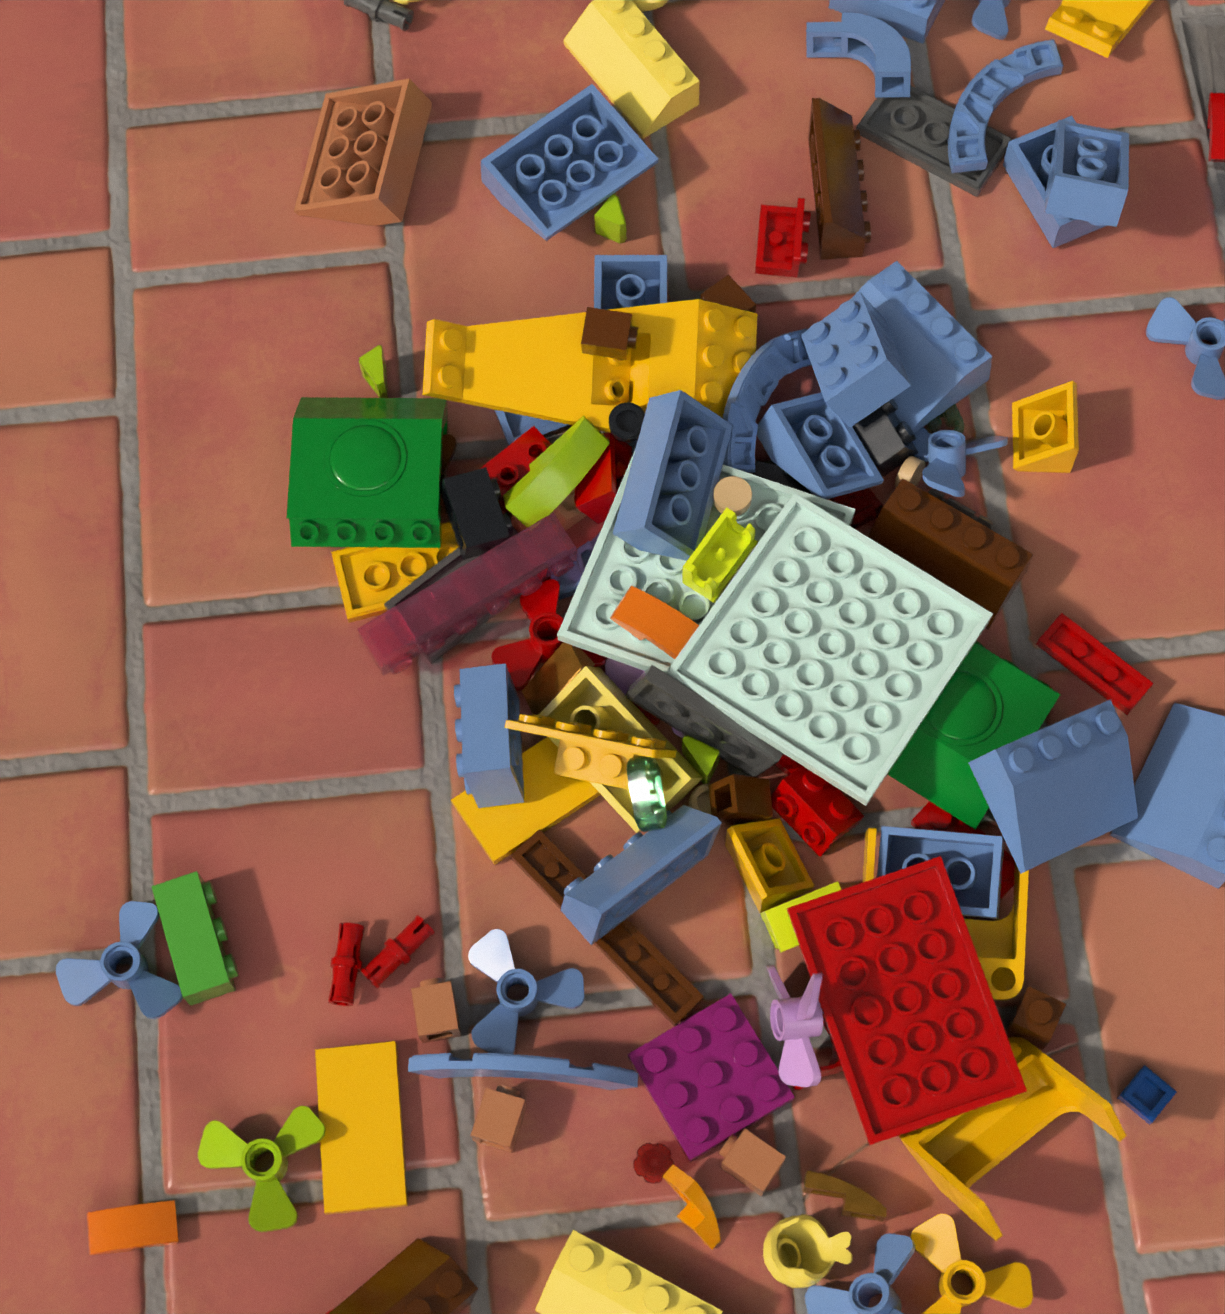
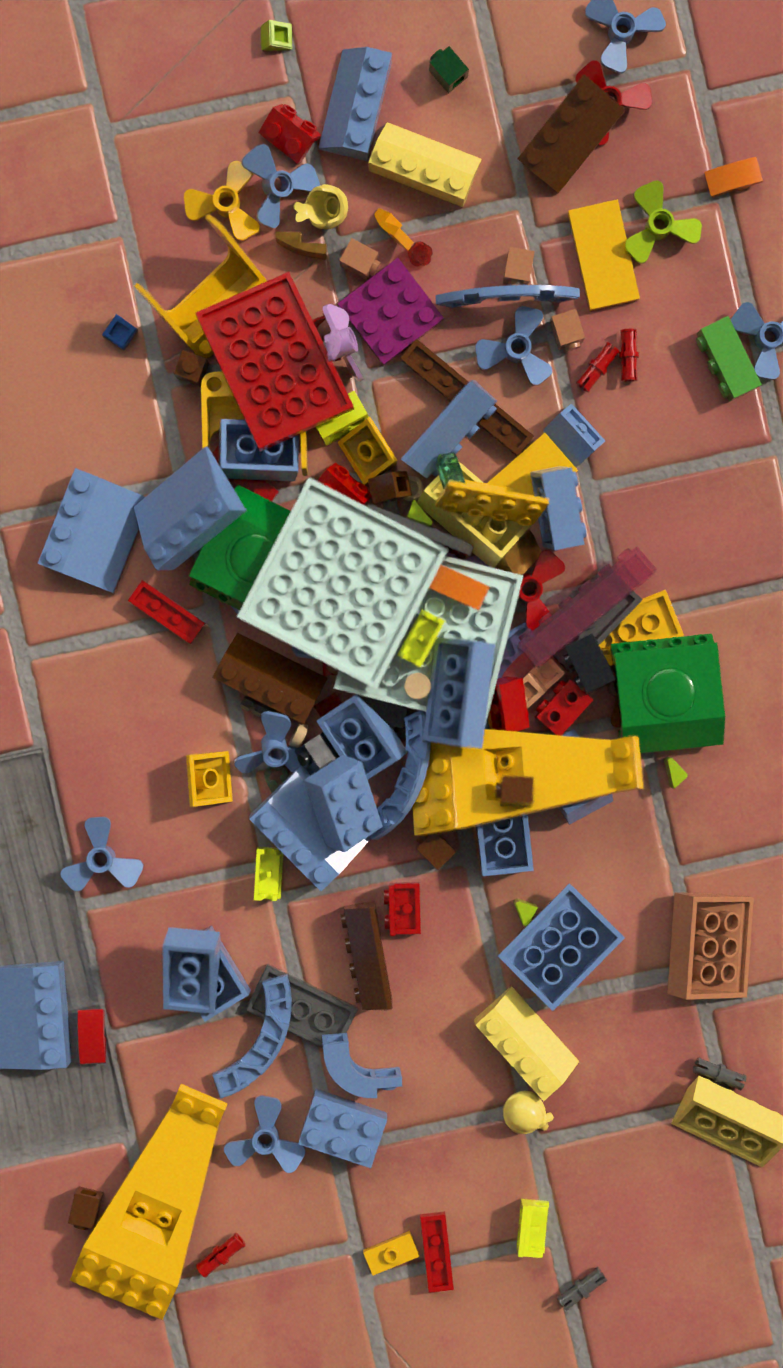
camera: 170 degrees right, 20 degrees up
(448, 853) = (573, 435): none -> medium blue panel
(556, 473) = (539, 697): lime slope -> none
(626, 422) = (495, 734): black tile -> none
(969, 295) = (268, 873): none -> neon yellow hinge

